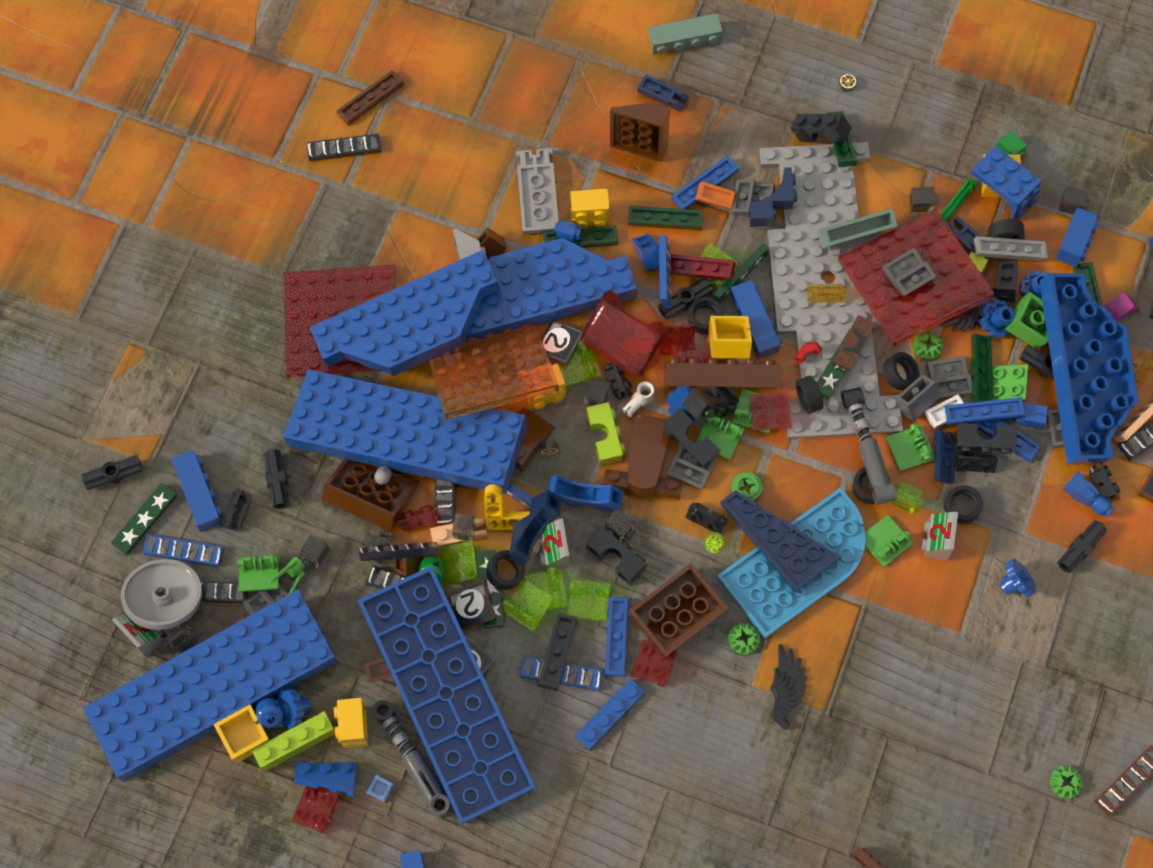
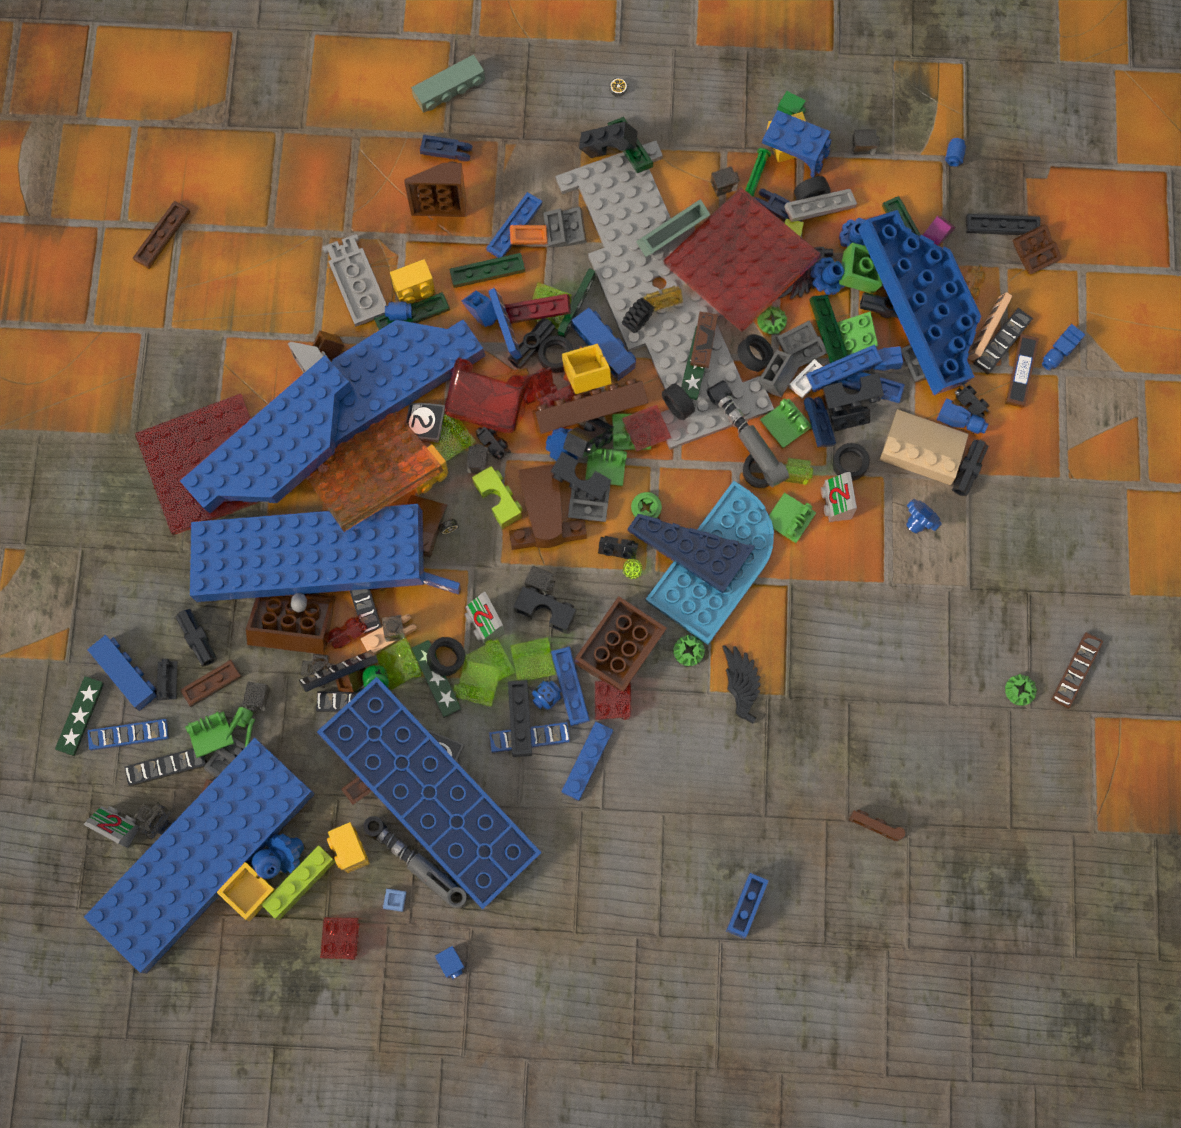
camera: 20 degrees left, 5 degrees up
(101, 475) = (22, 689): black piece -> none
(161, 594) = (122, 784): light grey dish -> none
(275, 526) = (210, 683): none -> reddish brown tile
(328, 775) = (345, 903): blue wing -> none
(343, 147) = (152, 291): tile -> none
(472, 604) = (424, 699): slope -> none
(498, 514) = (420, 609): yellow beam -> none
(527, 530) = (454, 613): dark blue arch -> none
(579, 494) = (493, 562): blue arch -> none
(590, 637) = (546, 695): none -> blue head
(638, 399) = (519, 454): white pin -> none
(764, 211) = (580, 237): dark blue arch -> none
(796, 301) = (638, 315): none -> black tyre
(807, 349) = (661, 358): red arm -> none
(908, 272) = (734, 256): dark grey slope -> none
(1007, 280) = (826, 236): black hinge -> none
(1041, 512) = (924, 447): none -> tan slope
(1077, 237) = (878, 176): blue brick -> none

